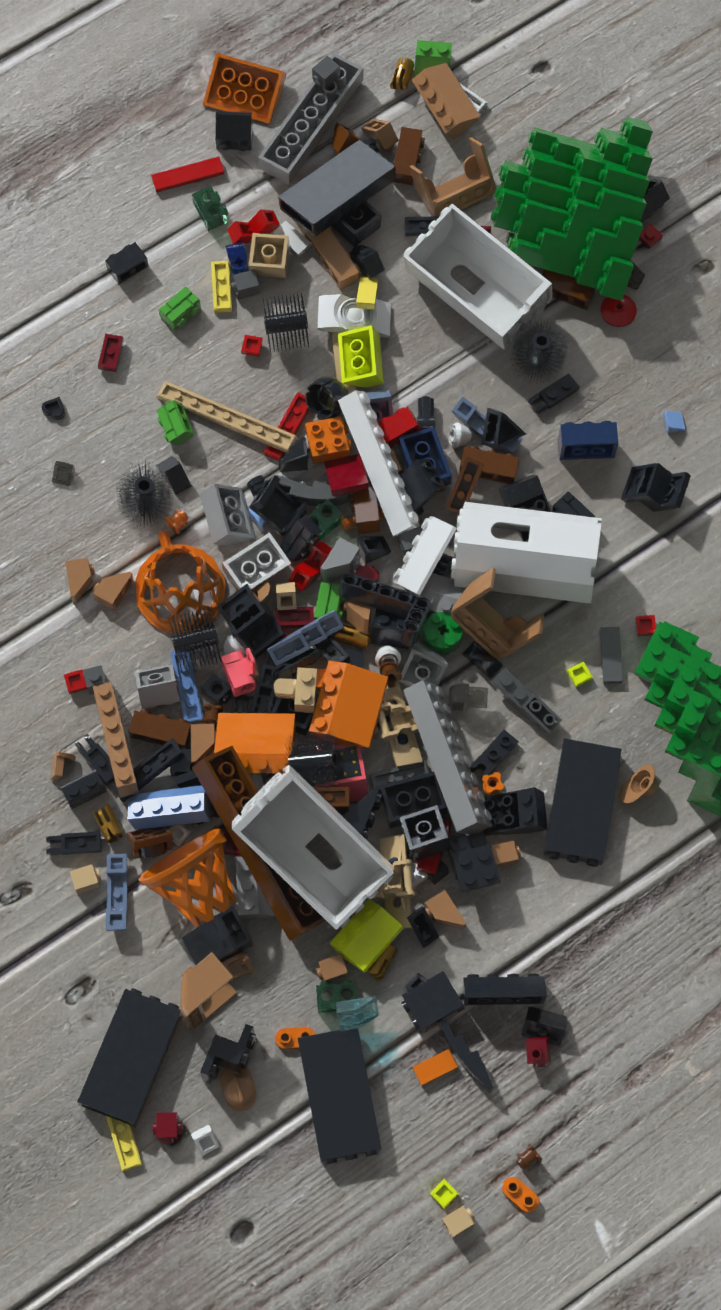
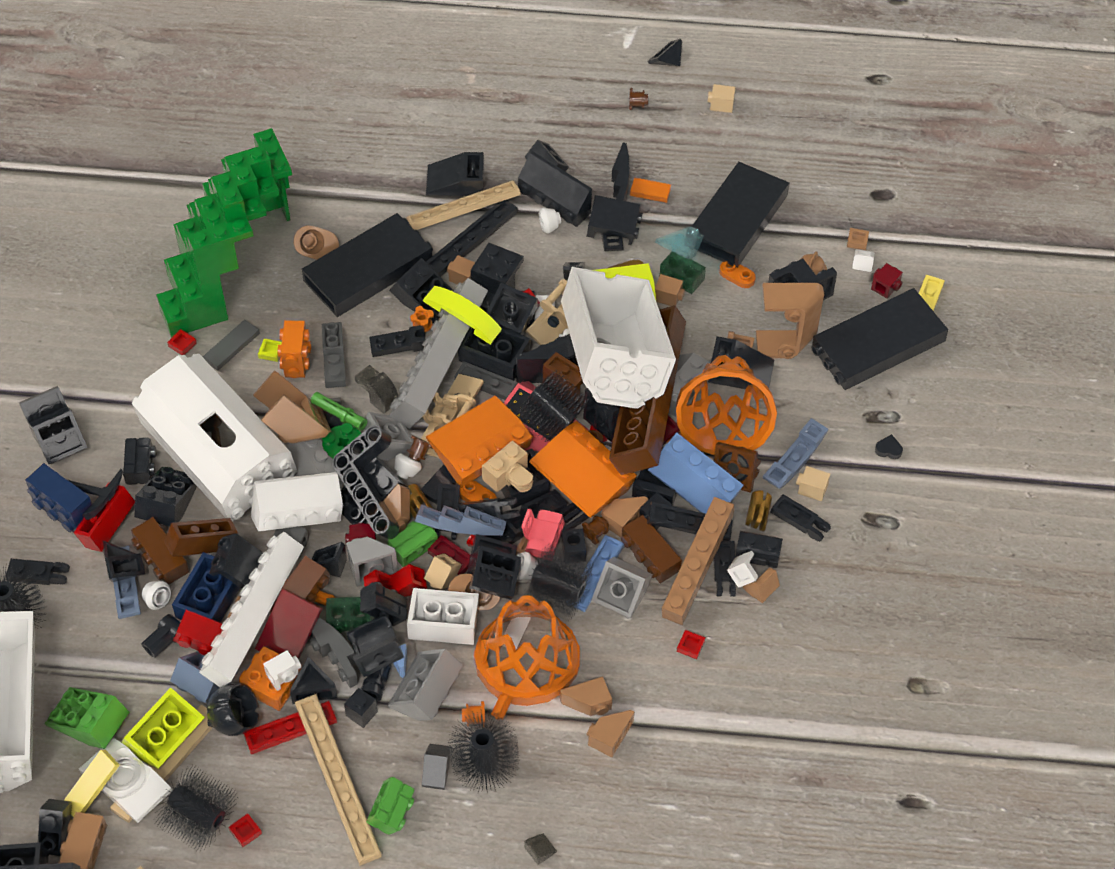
camera: 140 degrees left, 15 degrees down
(53, 962) = (889, 447): none -> black tile
(83, 760) = (741, 570): none -> white panel
(93, 677) = (672, 629): dark grey brick -> none
(223, 1154) = (857, 239): none -> medium nougat plate
(252, 466) = (360, 707): none -> black brick
(315, 434) = (282, 669): none -> white brick
(417, 333) = (88, 716): none -> bright green slope
(444, 912) = (547, 269): medium nougat slope -> none
(444, 1194) = (715, 122): neon yellow tile -> none
(453, 790) = (464, 310): none -> neon yellow slope
(470, 650) = (345, 414): none -> bright green pin
(485, 961) = (549, 219): none -> white cone
(520, 1194) = (663, 89): orange plate -> none
(530, 894) = (472, 236): none -> black plate
(541, 1044) = (567, 144): dark red brick -> none
(547, 455) = (106, 522): none -> red brick
(550, 1239) = (669, 54): none -> black slope
(554, 677) = (294, 349): none -> orange brick
(558, 461) = (105, 494): none -> black piece
(564, 918) = (463, 205): none -> tan tile
(596, 942) = (456, 175): none -> black slope

